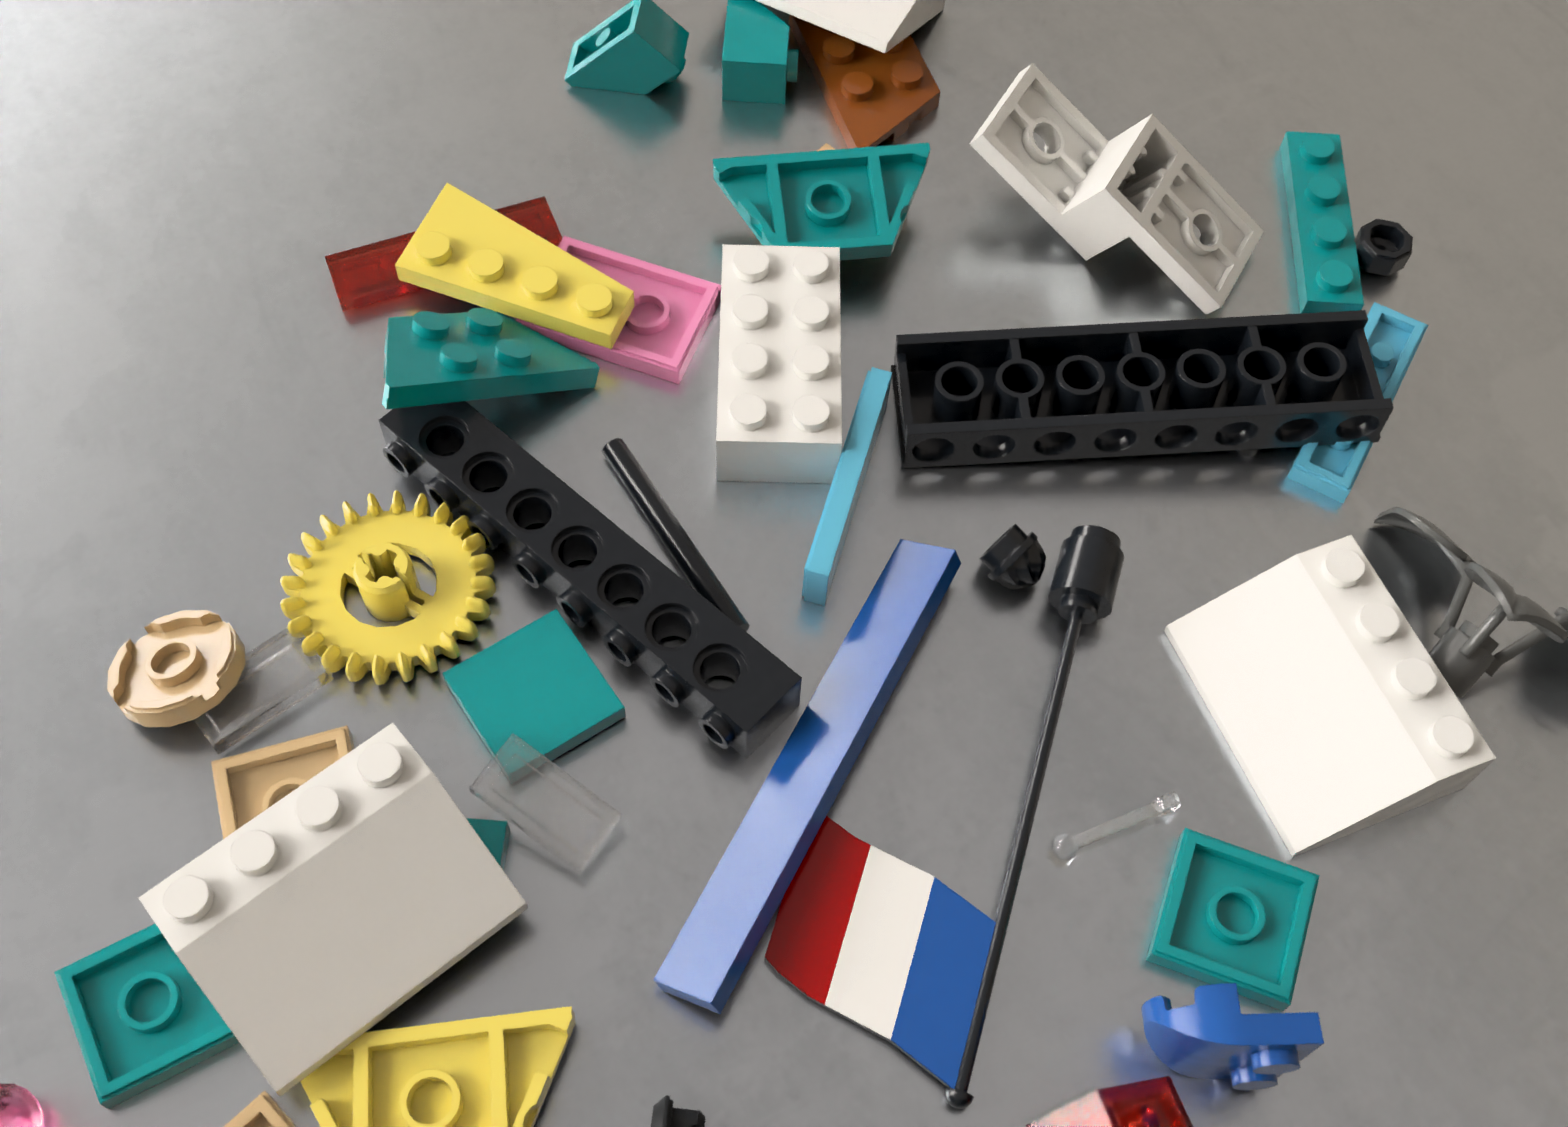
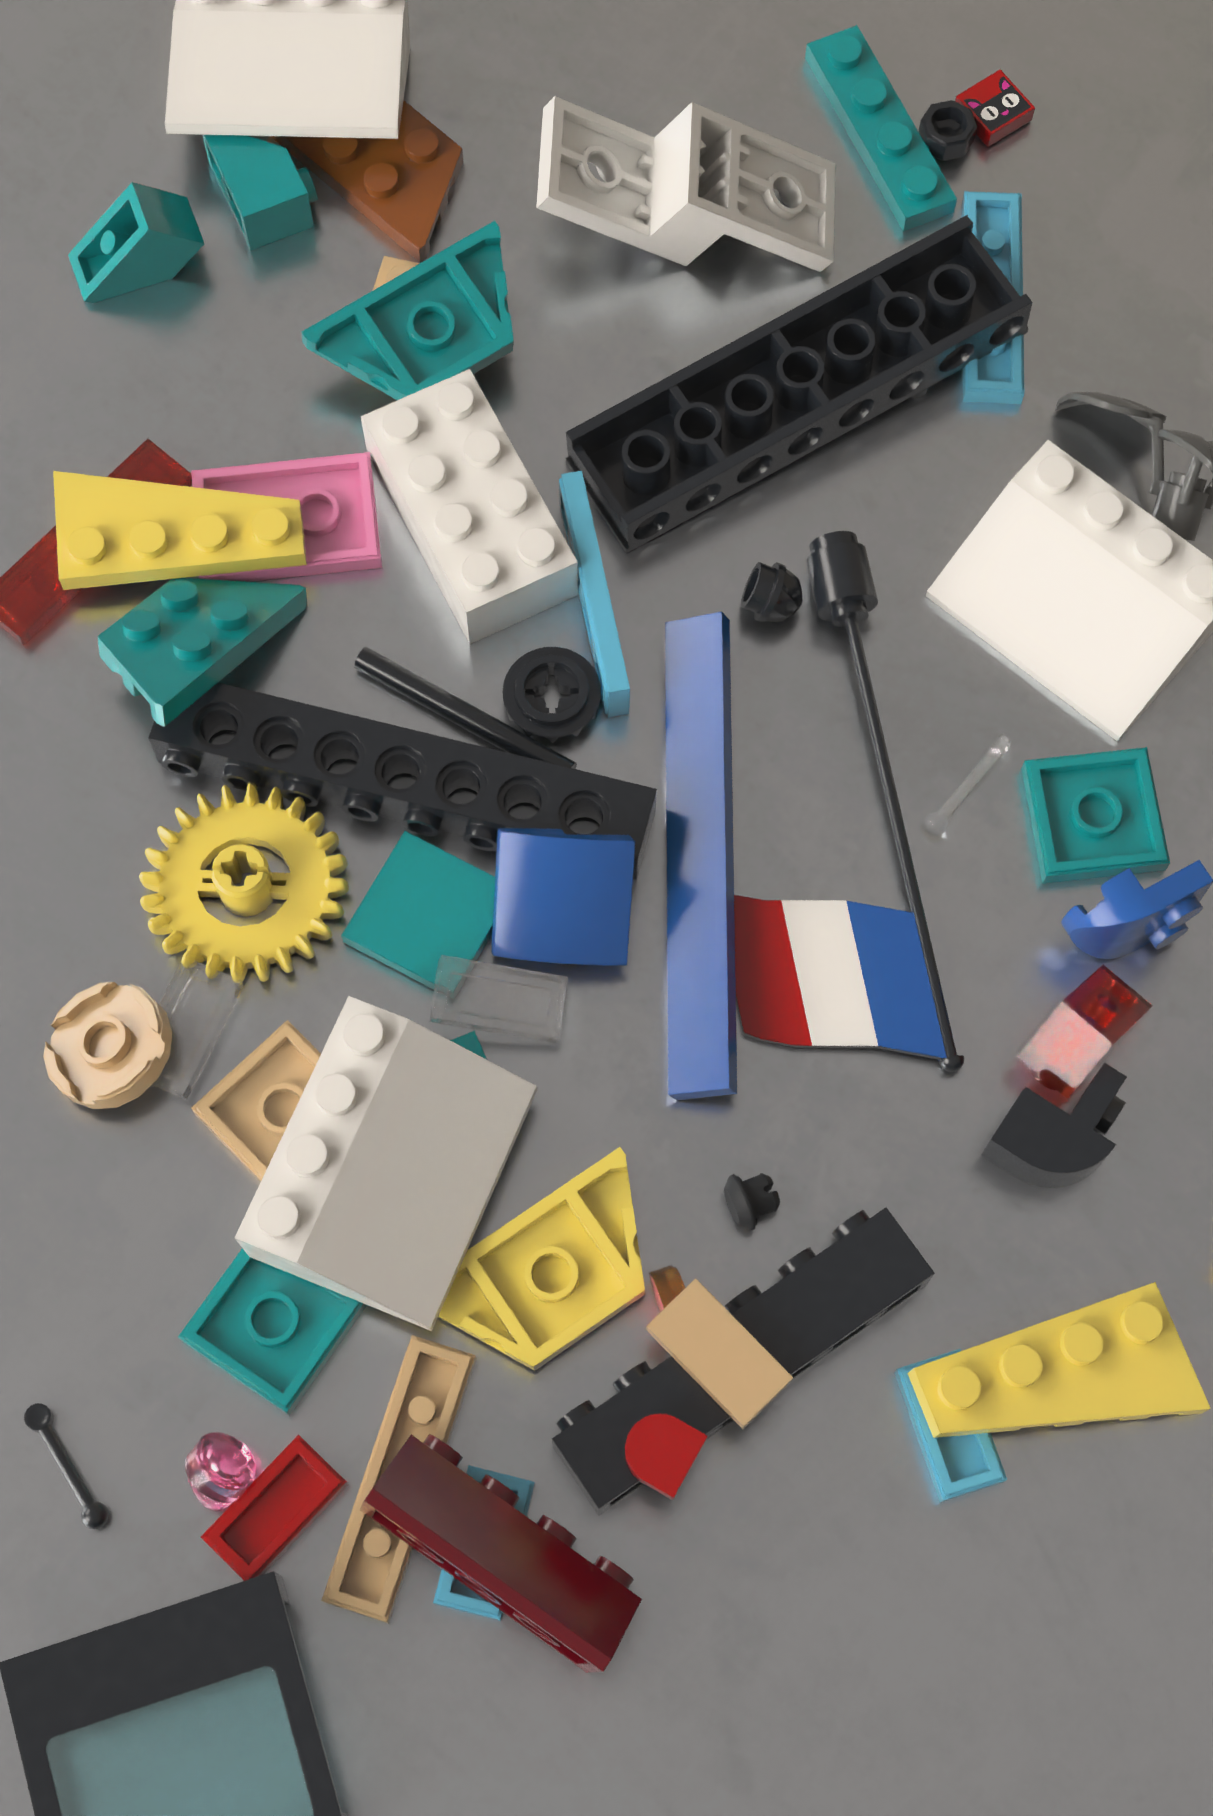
camera: 25 degrees left, 10 degrees up
(657, 735) = (562, 897): none -> blue slope
(751, 531) = (529, 678): none -> black gear
(1438, 249) = (996, 107): none -> tile

